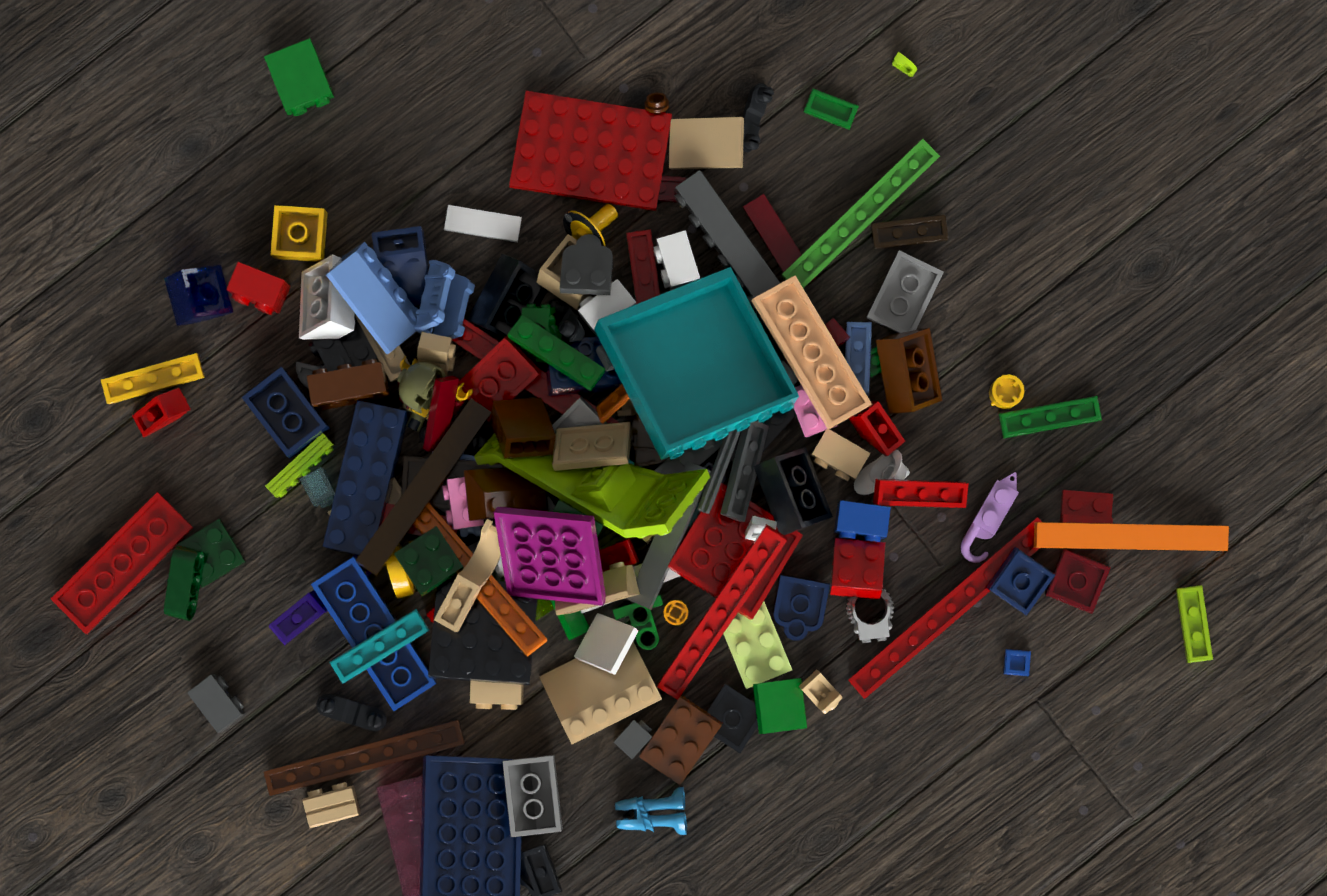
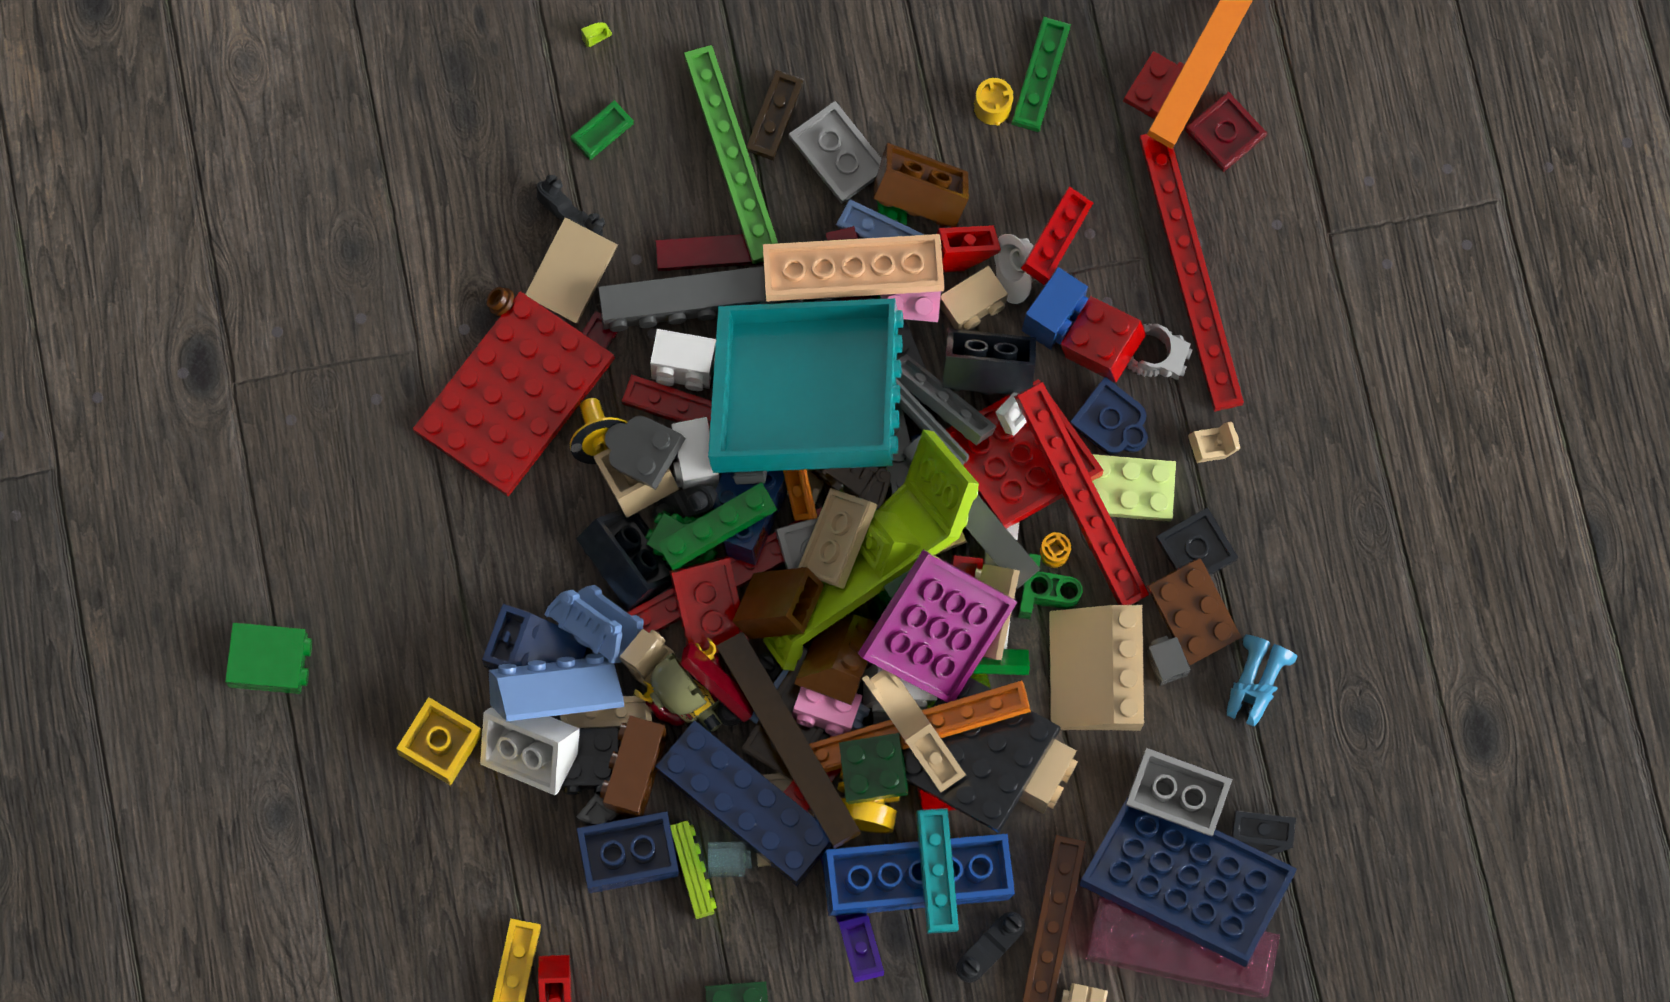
camera: 70 degrees left, 10 degrees down
(198, 294) = (447, 886): clear blue slope -> none
(259, 288) = (477, 813): red brick -> none
(483, 223) = (531, 545): white tile -> none
(606, 643) = (1052, 636): white tile -> none
(779, 706) = (1208, 491): green tile -> none
(990, 515) = (1113, 183): lavender plate -> none
(1017, 662) = (1280, 233): blue tile -> none
(1020, 581) = (1198, 185): dark blue tile -> none
(1194, 624) = (1328, 40): lime tile -> none

